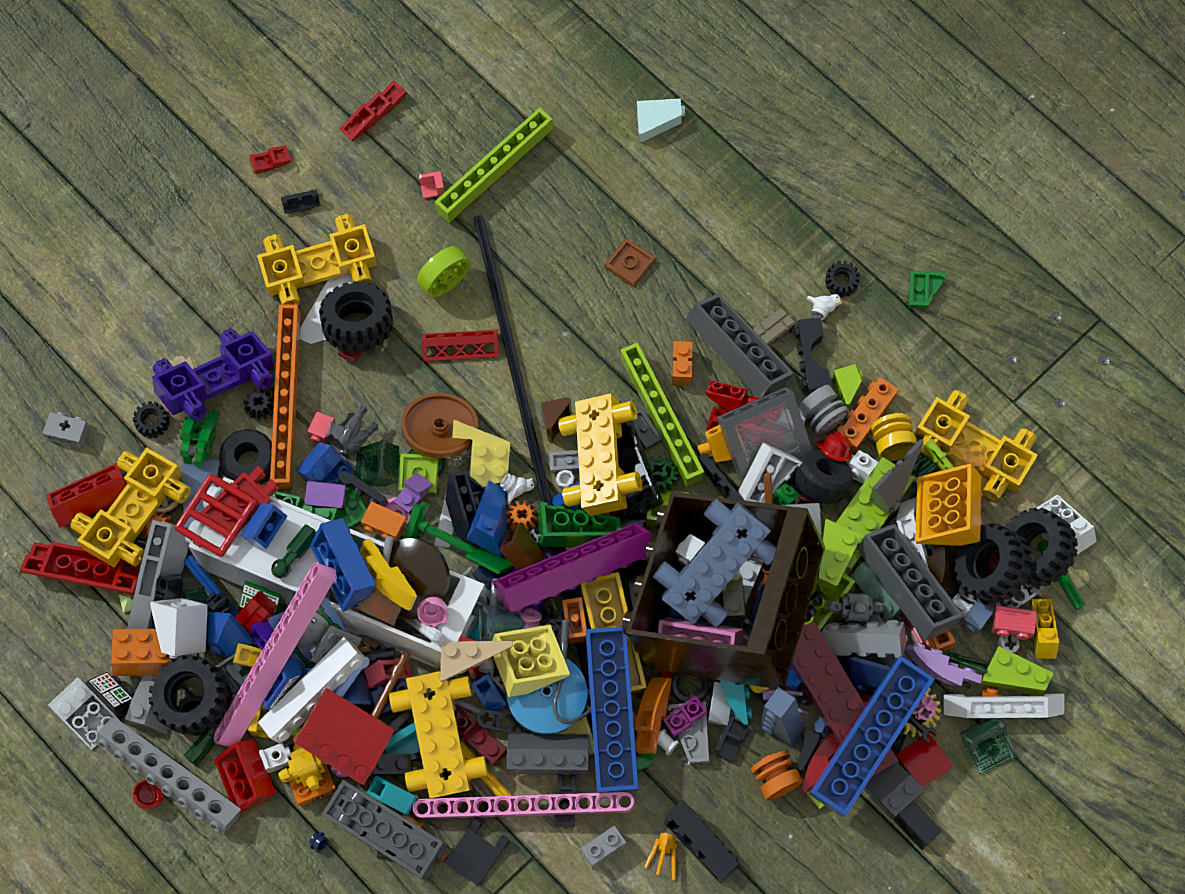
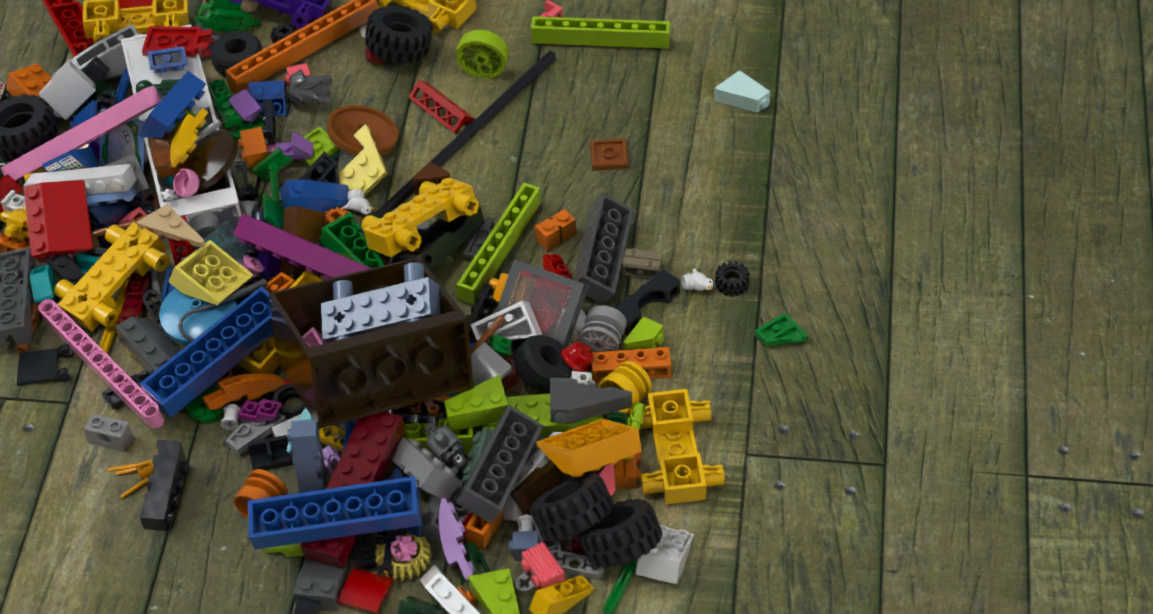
camera: 50 degrees right, 20 degrees down
(202, 495) = (161, 16): red bar -> none
(378, 464) = (301, 121): clear green slope -> none
(660, 470) = (449, 272): dark green gear -> none
(966, 456) = (655, 443): clear yellow slope -> none

